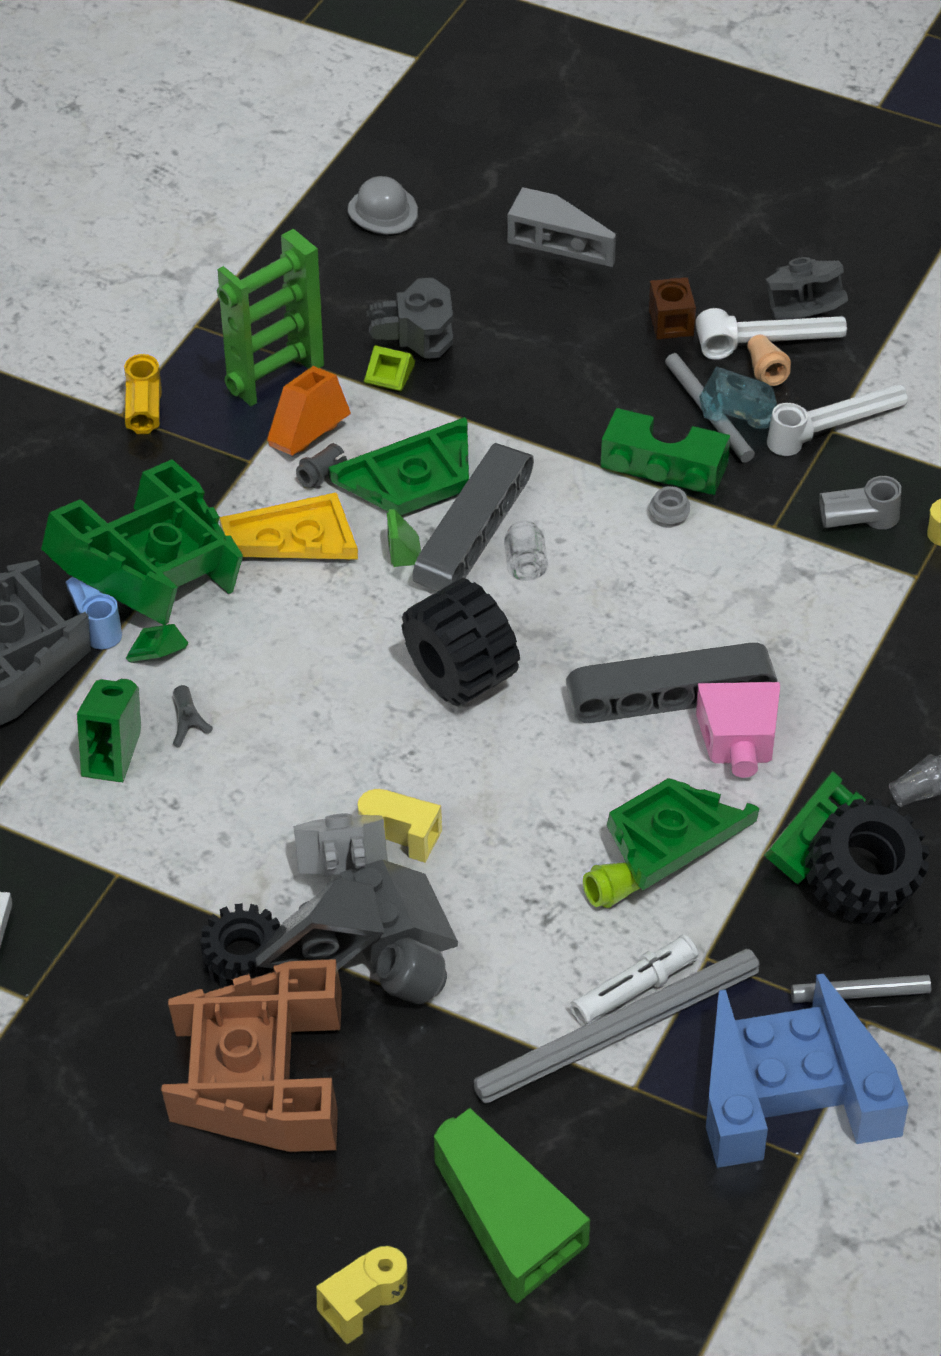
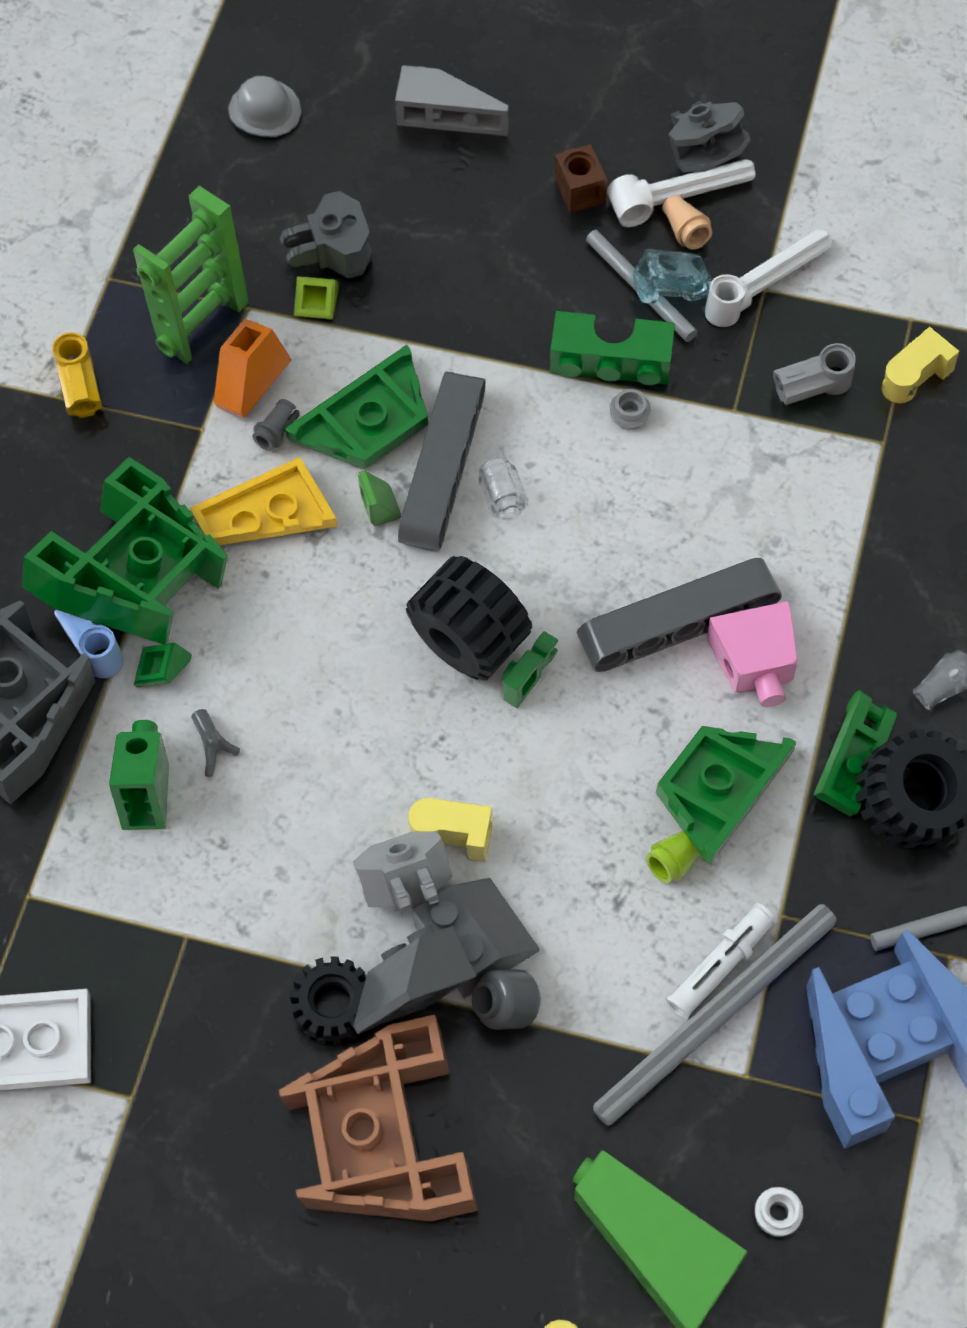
camera: 10 degrees left, 15 degrees up
(505, 706) = (524, 674): none -> green plate
(634, 1192) = (788, 1201): none -> white plate

